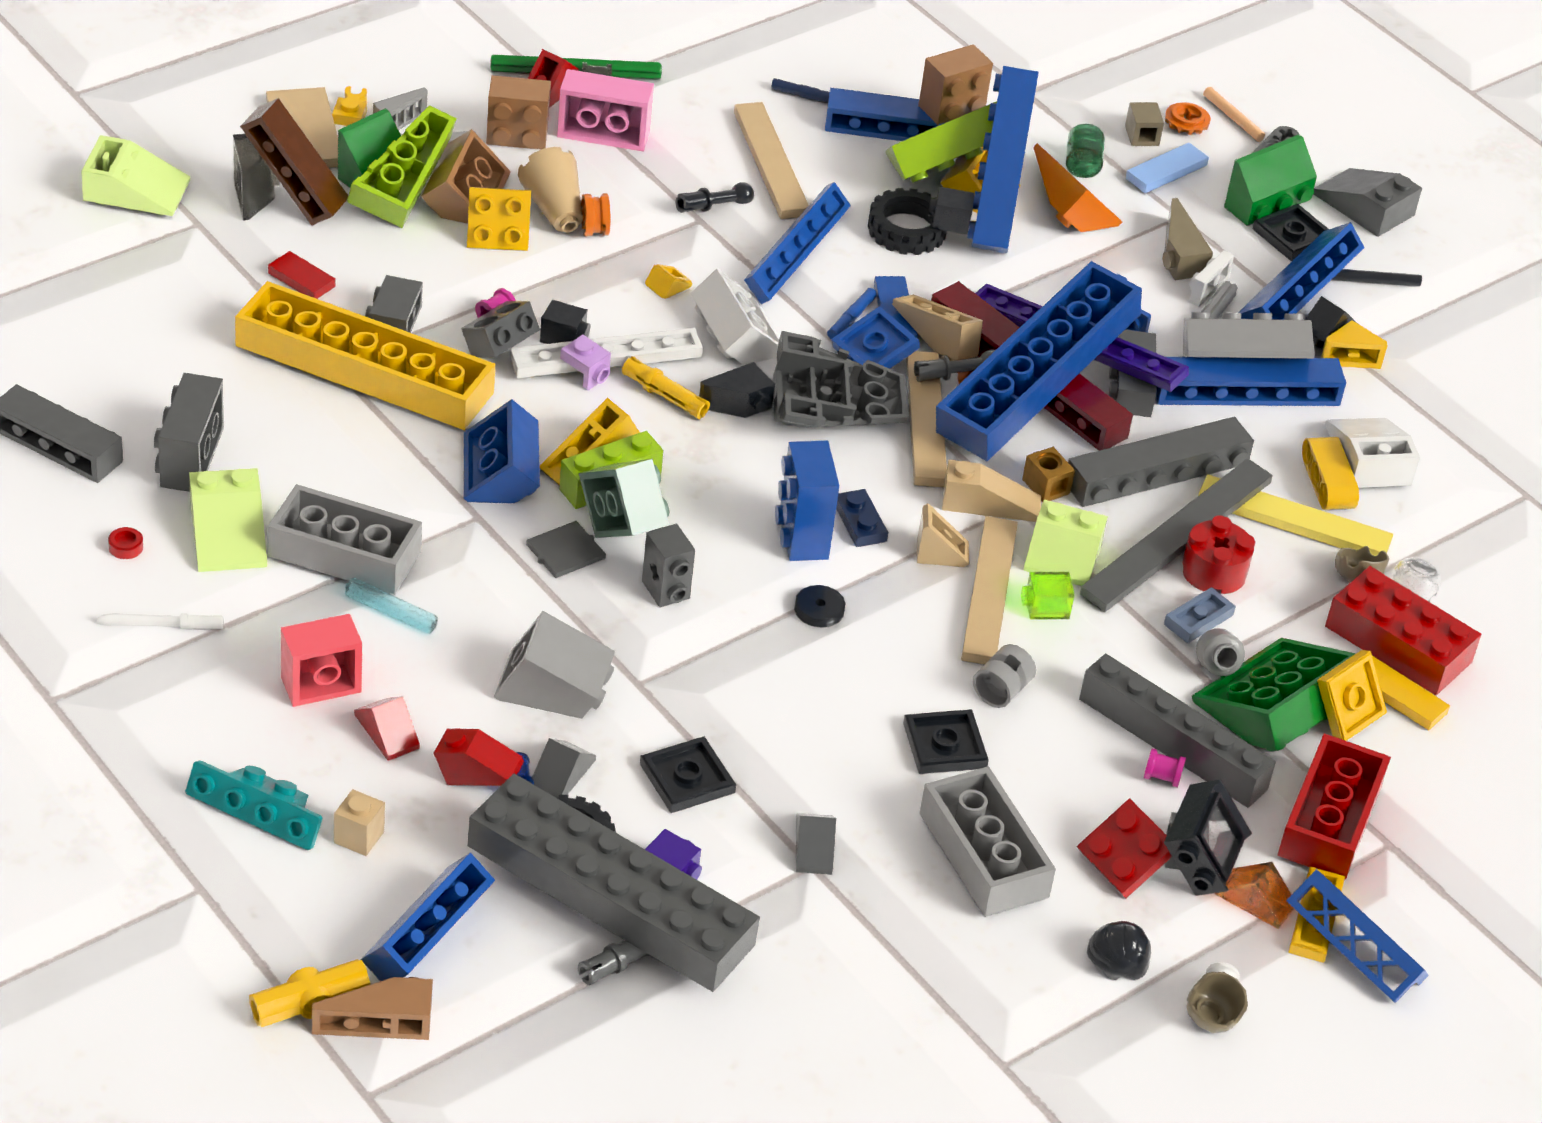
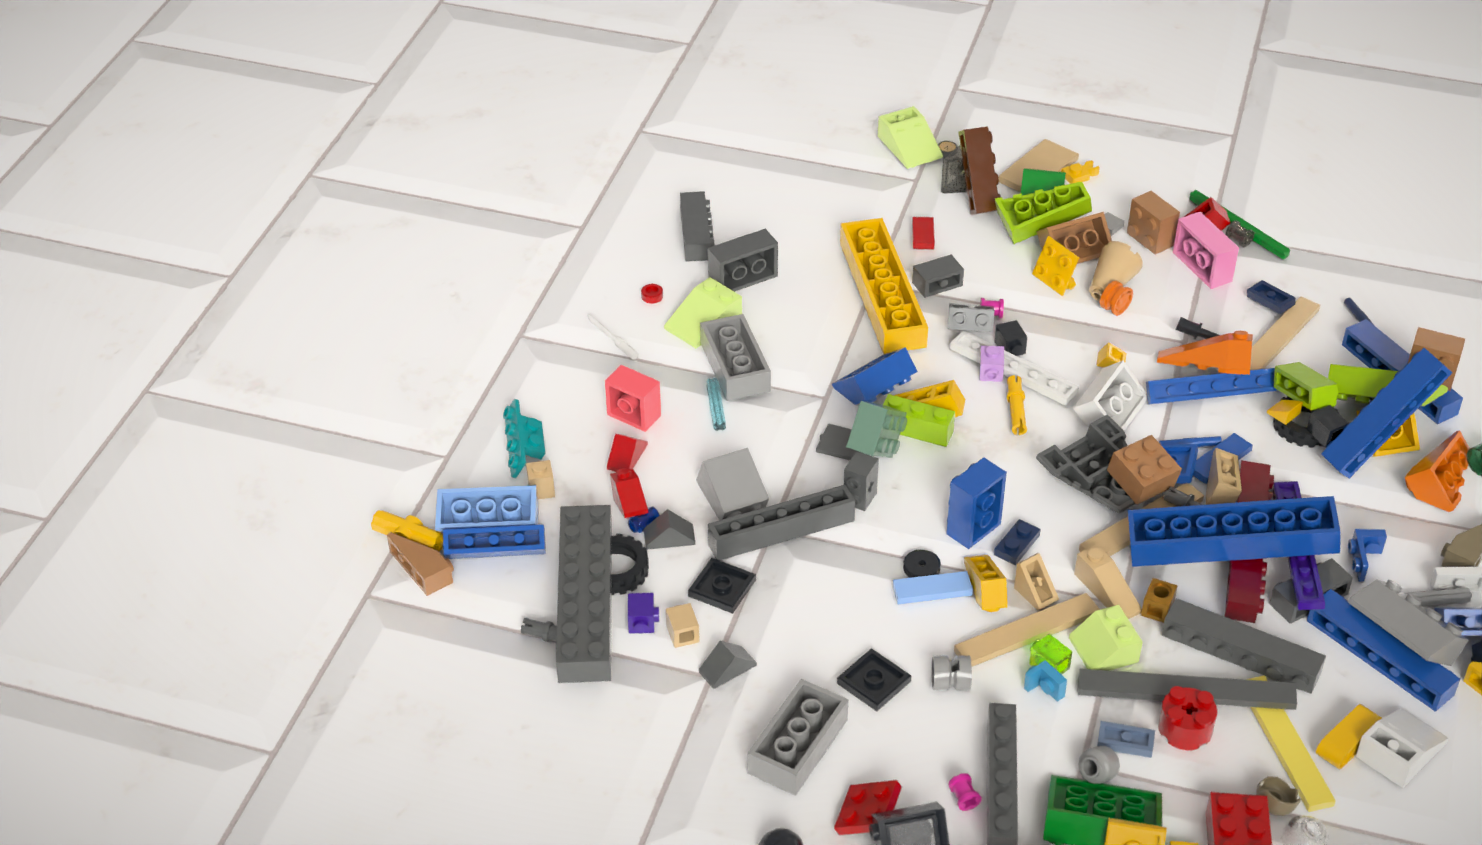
camera: 60 degrees right, 0 degrees up
(184, 163) = (947, 147): none -> tile
(369, 896) = (486, 507): none -> light blue slope
(400, 103) = (1097, 193): light grey slope -> none
(658, 666) = (781, 522): none -> dark grey brick
(715, 122) = (1271, 297): none -> dark blue plate
(724, 838) = (682, 625): none -> tan brick
(739, 391) = (1049, 430): black slope -> none
(768, 202) = (1227, 352): none -> orange wedge
(861, 618) = (932, 587): none -> light blue tile
(887, 184) = (1305, 385): none -> lime brick
(888, 359) = (1144, 469): none -> medium nougat brick
(896, 220) = (1285, 410): none -> yellow slope
(905, 572) = (987, 582): none -> yellow slope
(1077, 616) = (1047, 678): none -> dark azure bracket

